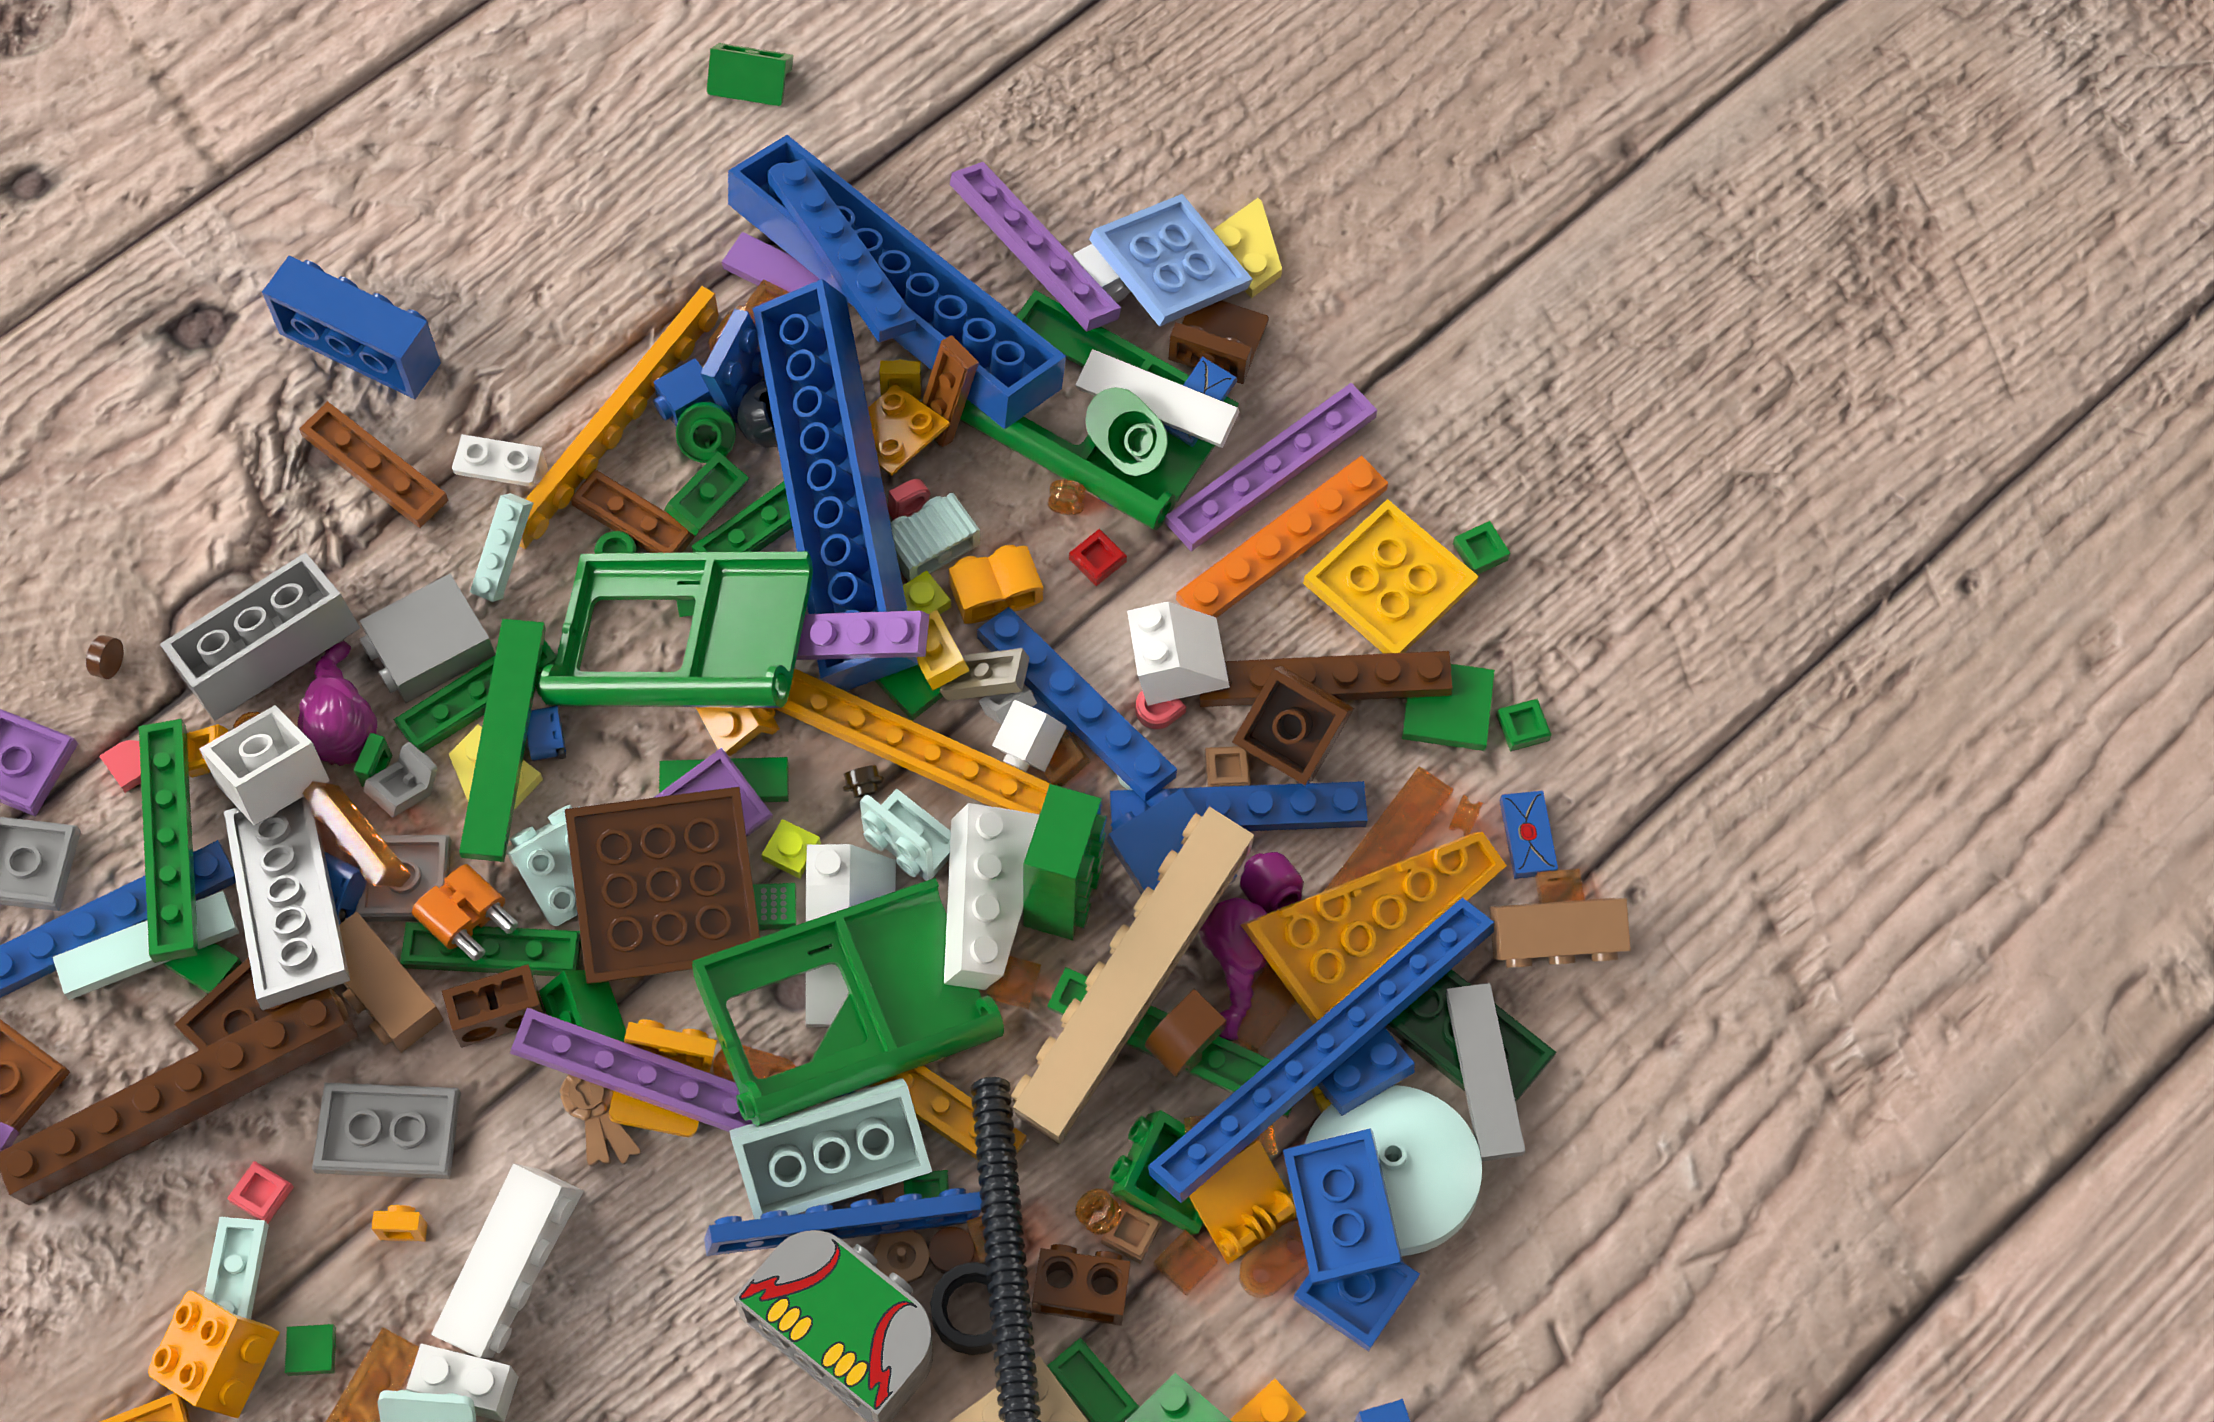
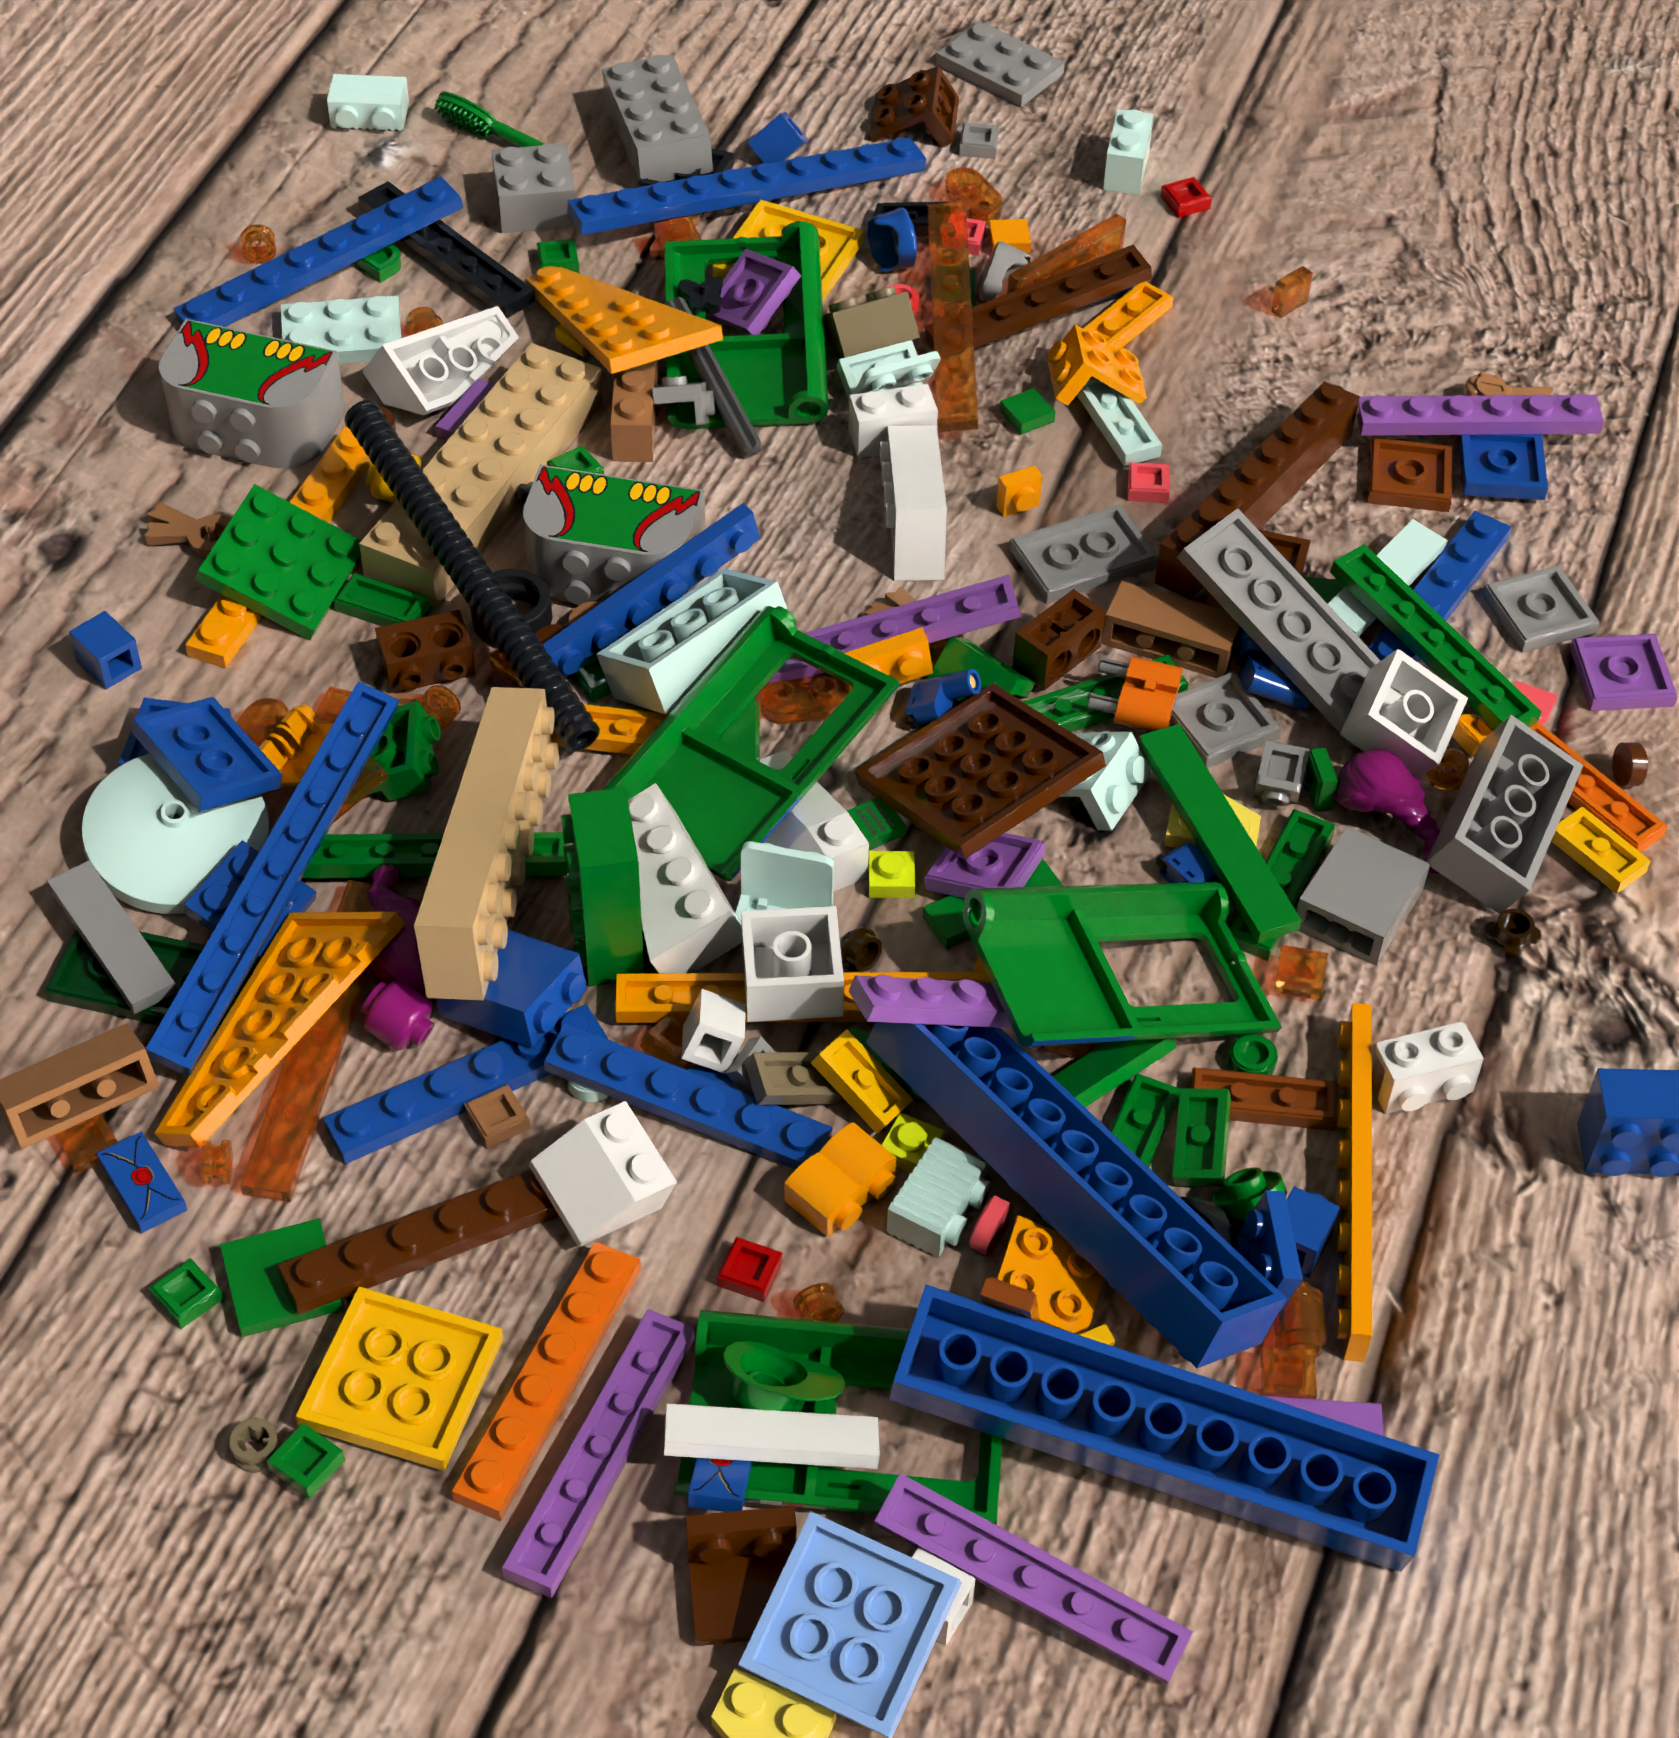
camera: 155 degrees right, 15 degrees down
(155, 677) = (1609, 801): none -> orange tile
(199, 585) = (1600, 850): none -> yellow plate
(331, 549) = (1513, 931): none -> dark brown plate
(356, 835) = (1280, 705): clear orange plate -> none
(373, 464) = (1555, 1028): dark orange plate -> none
(501, 547) = (1356, 980): light aqua piece -> none
(527, 597) = (1300, 972): none -> clear orange plate
(650, 1001) = (935, 695): none -> blue piece
(748, 73) = (1541, 1675): green panel -> none
(841, 250) = (1235, 1391): blue plate -> none
(940, 747) = (792, 964): none -> white brick
(1186, 1033) = (412, 809): reddish brown brick -> none
(1293, 725) = (438, 1147): reddish brown brick -> none
(1506, 590) = (260, 1431): none -> dark tan bush

